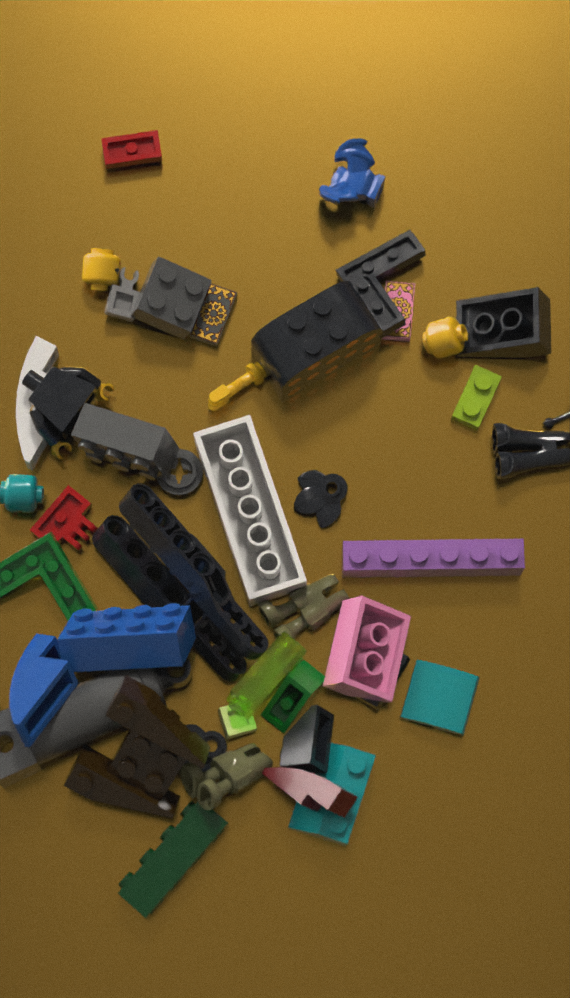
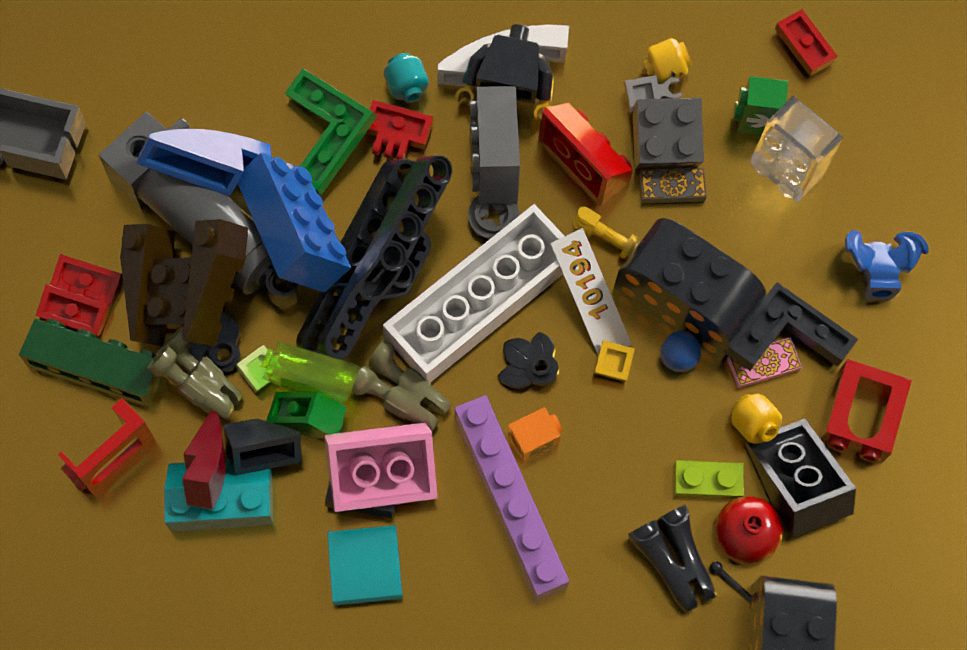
camera: 65 degrees right, 5 degrees down
(104, 850) = (80, 294): none -> red slope
(157, 372) = (584, 151): none -> red slope
(180, 211) = (758, 103): none -> green brick
(236, 202) = (795, 149): none -> clear brick
(256, 839) = (132, 428): none -> red panel
(287, 420) = (589, 289): none -> white sticker
(349, 428) = (614, 361): none -> yellow plate
(364, 371) = (680, 351): none -> blue piece
(386, 516) = (535, 433): none -> orange brick
(479, 279) = (878, 381): none -> red panel
(530, 385) = (737, 539): none -> red cylinder

